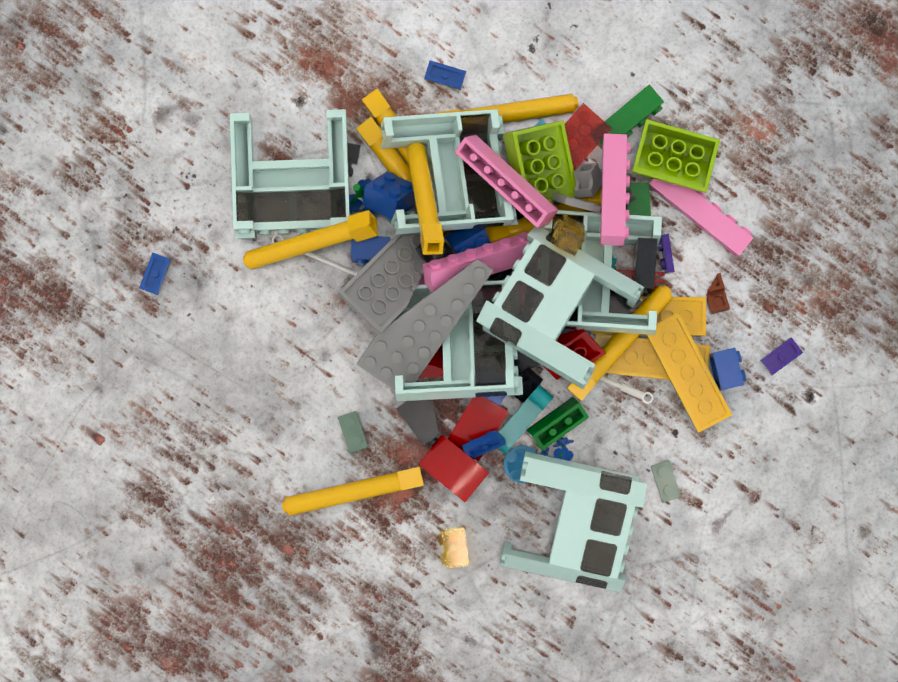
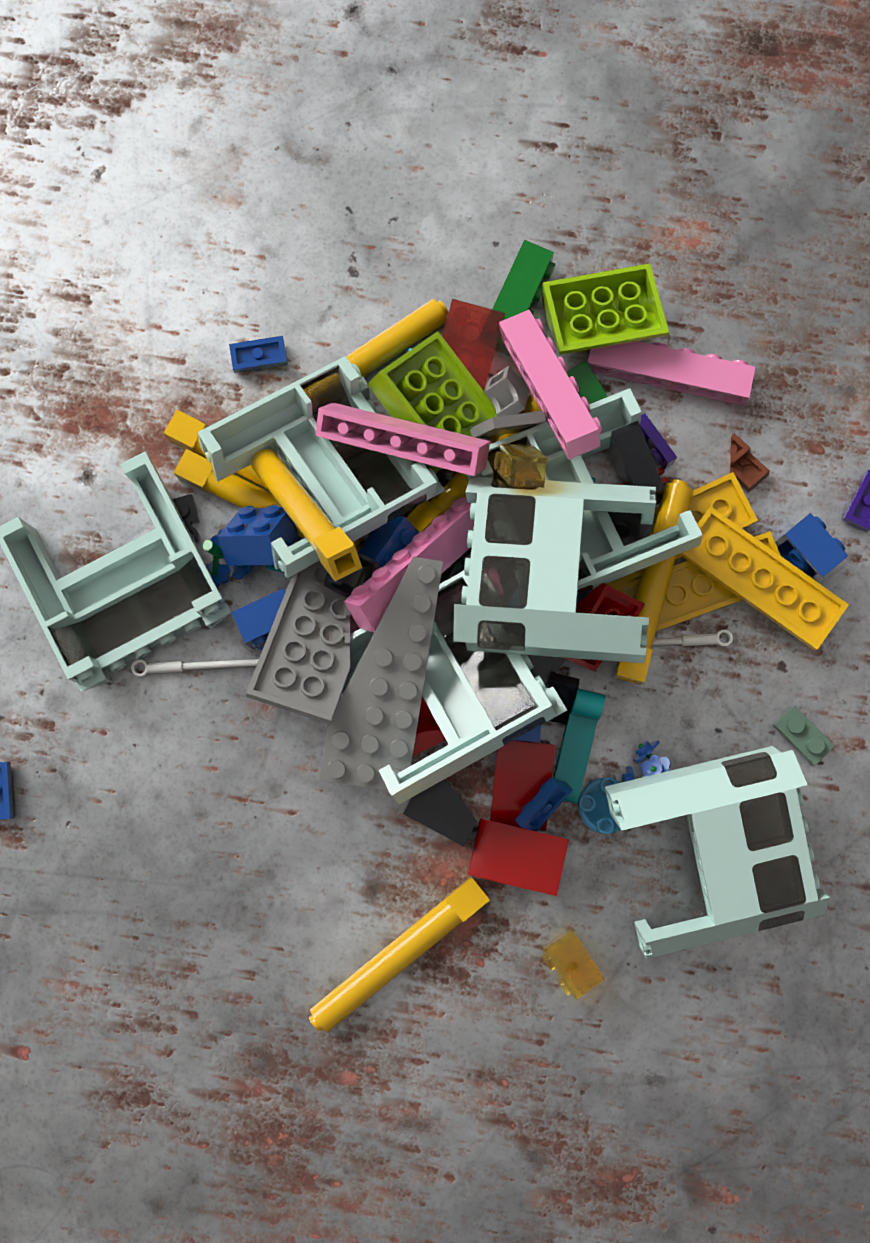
camera: 20 degrees left, 5 degrees down
(352, 432) = (360, 873): sand green plate -> none
(358, 227) = (233, 595): yellow brick -> none
(557, 423) = (626, 729): green brick -> none

